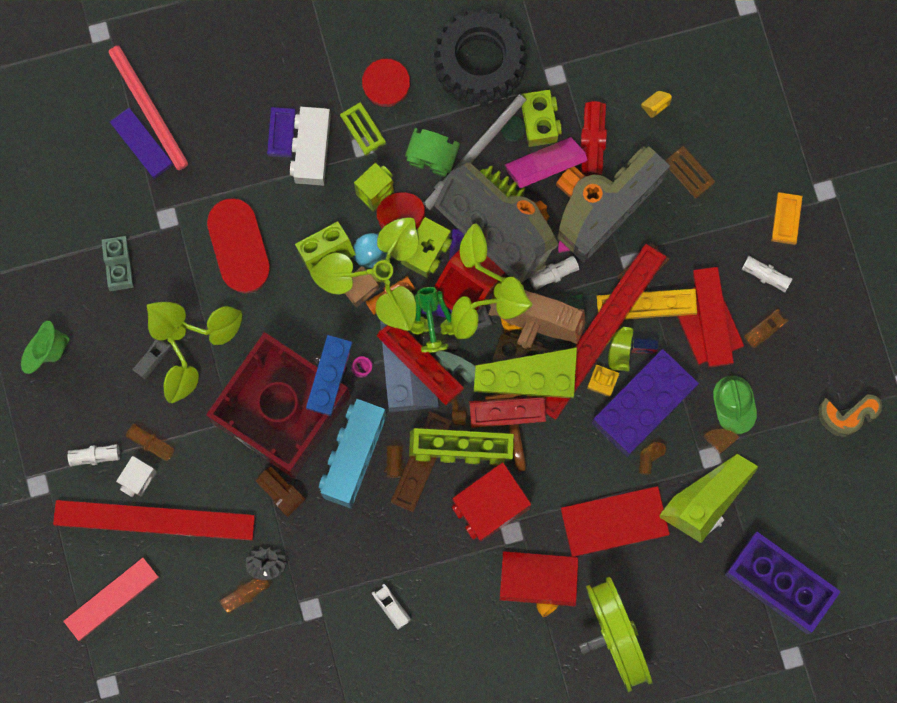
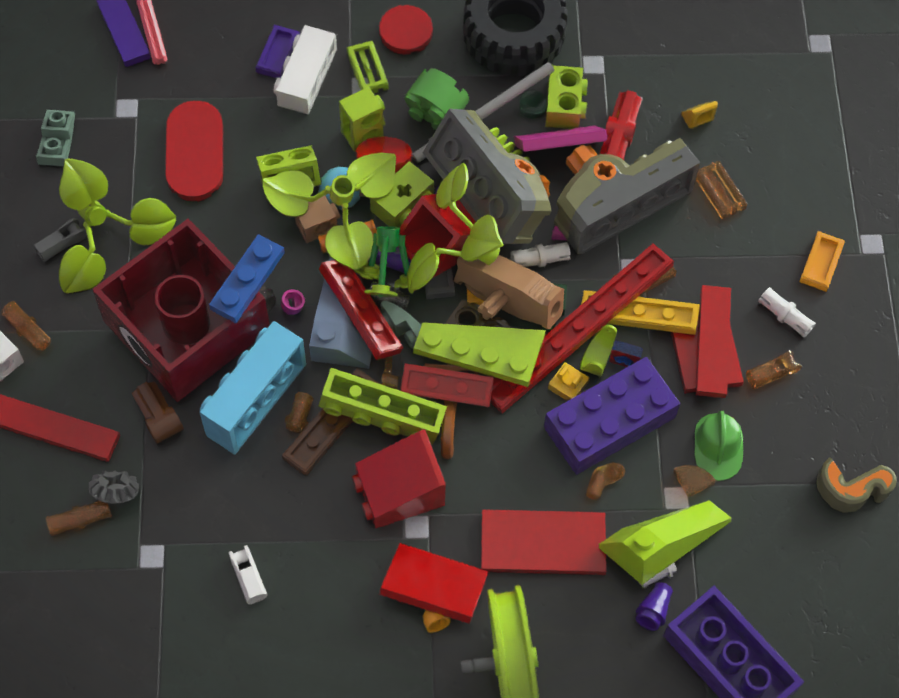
camera: 10 degrees right, 15 degrees down
(713, 554) = (654, 608): none -> dark purple cone

